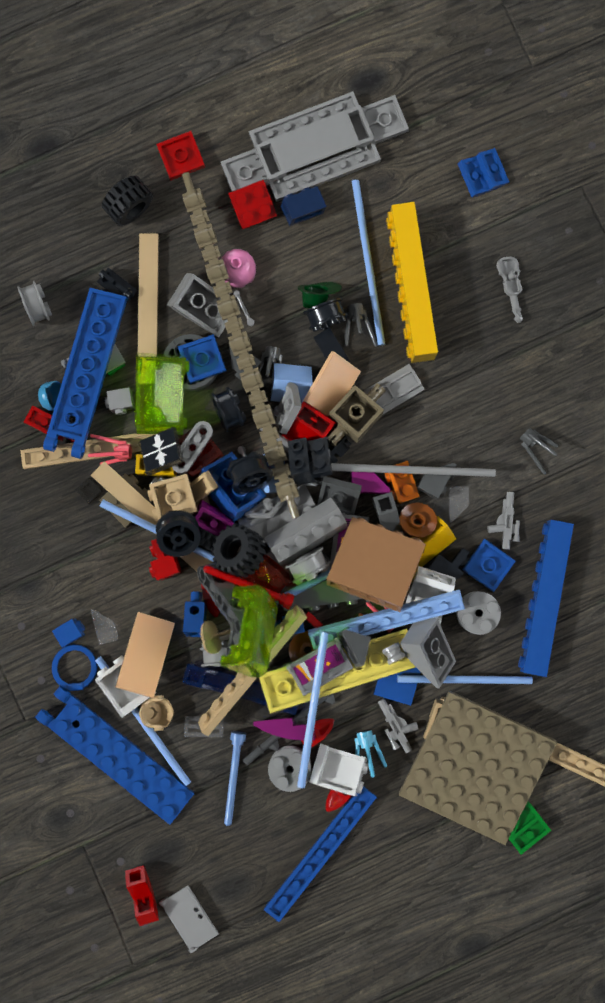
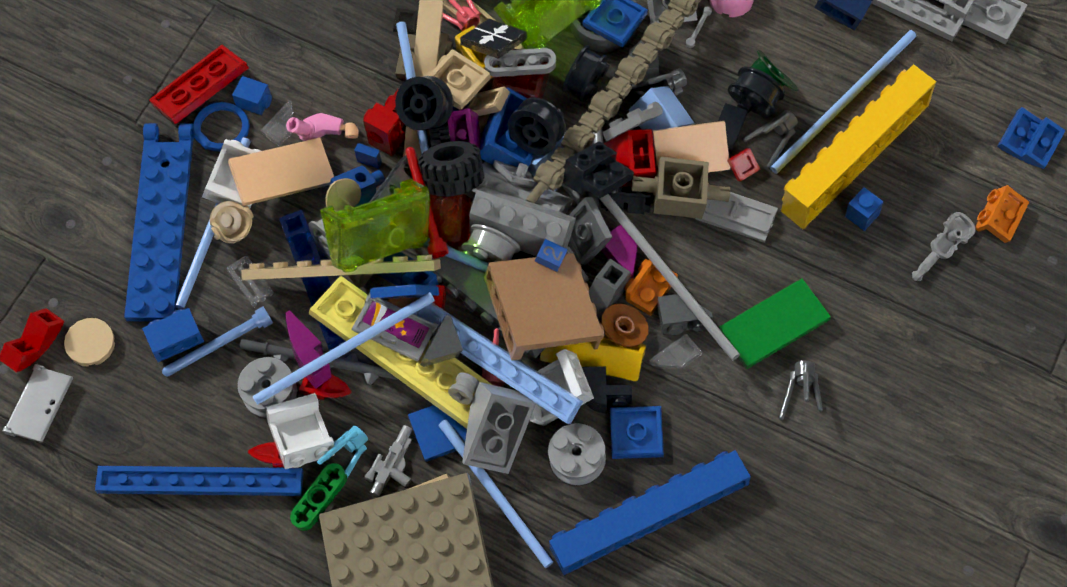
camera: 55 degrees right, 20 degrees down
(32, 661) = (198, 84): none -> red tile
(126, 603) = (320, 125): none -> bright pink arm
(169, 857) = (89, 342): none -> tan tile
(174, 589) = (368, 155): none -> blue tile
(208, 803) = (173, 334): none -> blue brick
(304, 644) = (403, 291): none -> blue tile
(347, 534) = (551, 255): none -> blue tile
(365, 360) = (743, 164): none -> tile
(385, 802) = (336, 486): none -> green beam
(454, 314) = (864, 209): none -> blue brick
(484, 429) = (775, 323): none -> green tile
(505, 522) = (695, 416): light grey piece -> none
(519, 234) = (1002, 213): none -> orange bracket

